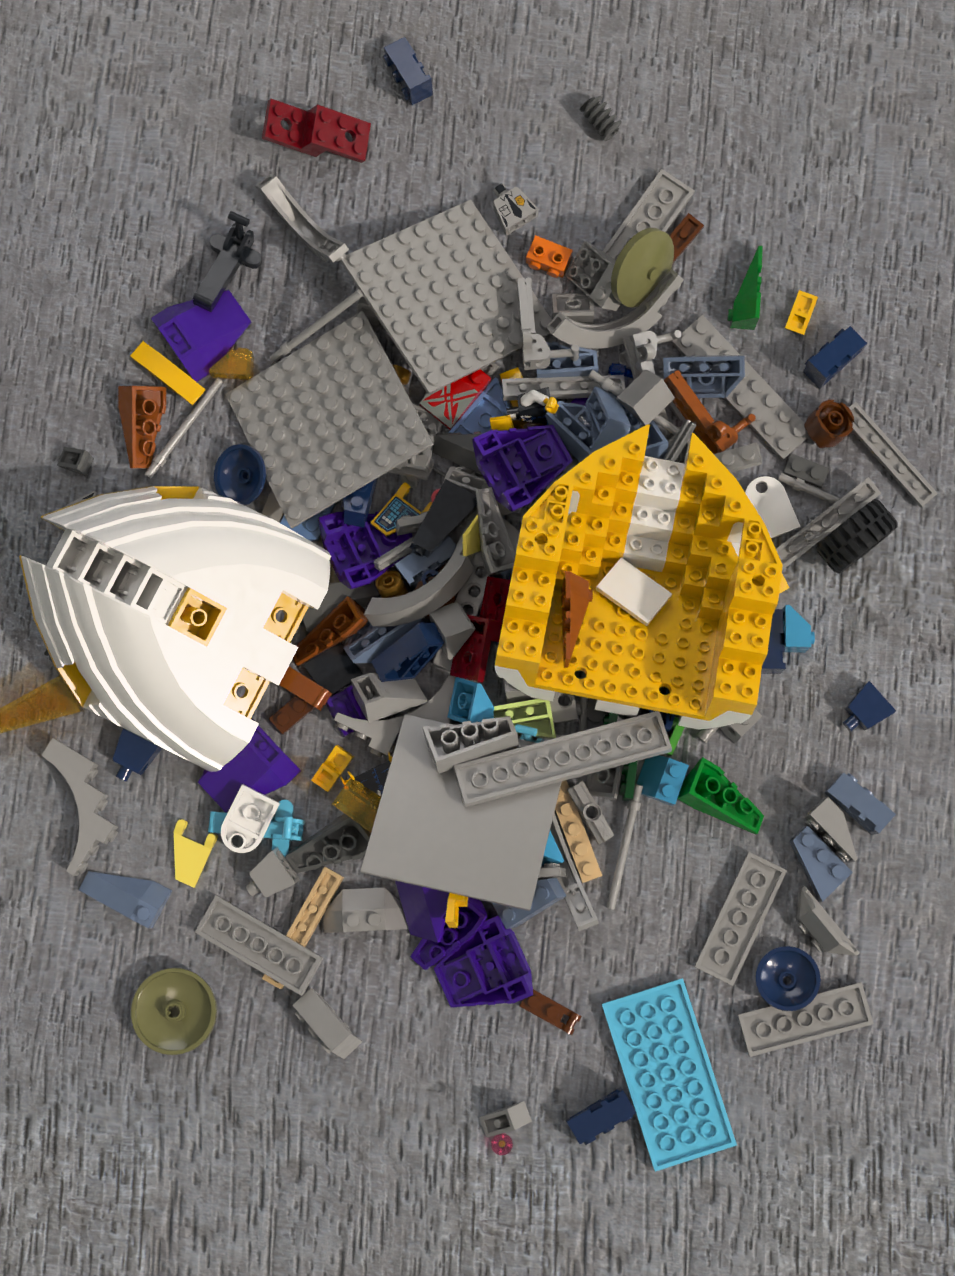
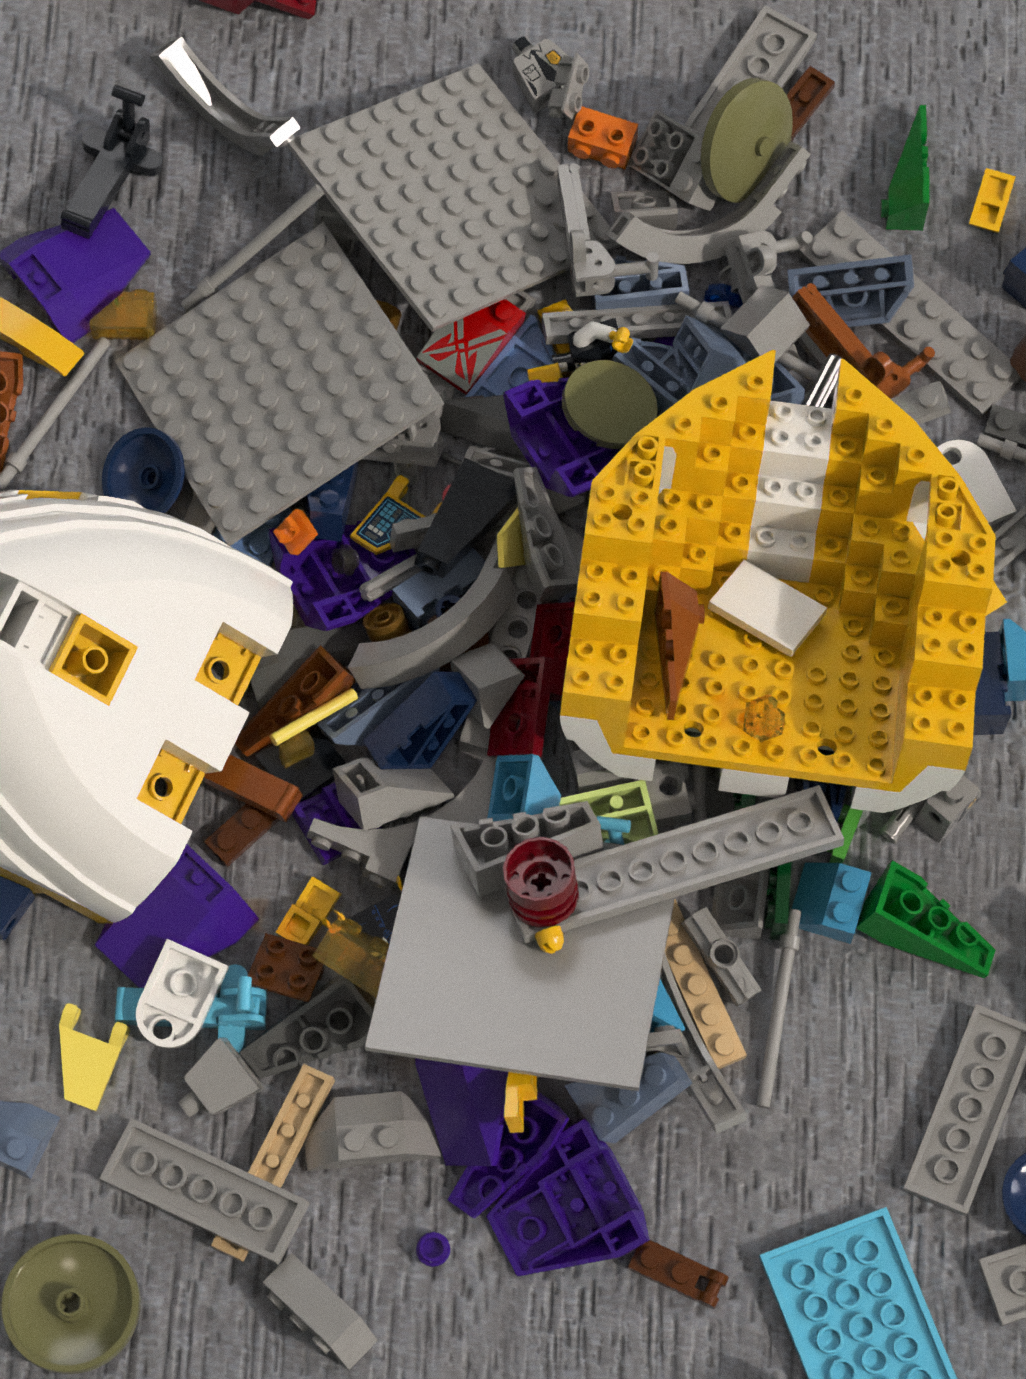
camera: 10 degrees left, 10 degrees down
(315, 806) = (286, 968): none -> reddish brown hinge
(328, 661) = (296, 749): none -> clear yellow piece
(334, 521) = (296, 532): none -> orange tile
(340, 645) = (313, 717): none -> light yellow bar
(366, 540) = (345, 560): none -> clear smoke plate
(399, 987) = (433, 1249): none -> dark purple plate
(468, 764) = (537, 866): none -> dark red wheel
(481, 807) = (550, 939): none -> yellow hinge
(531, 214) = (573, 75): none -> light grey hinge
(541, 447) = (608, 402): none -> olive tile
(625, 670) = (763, 718): none -> clear yellow piece

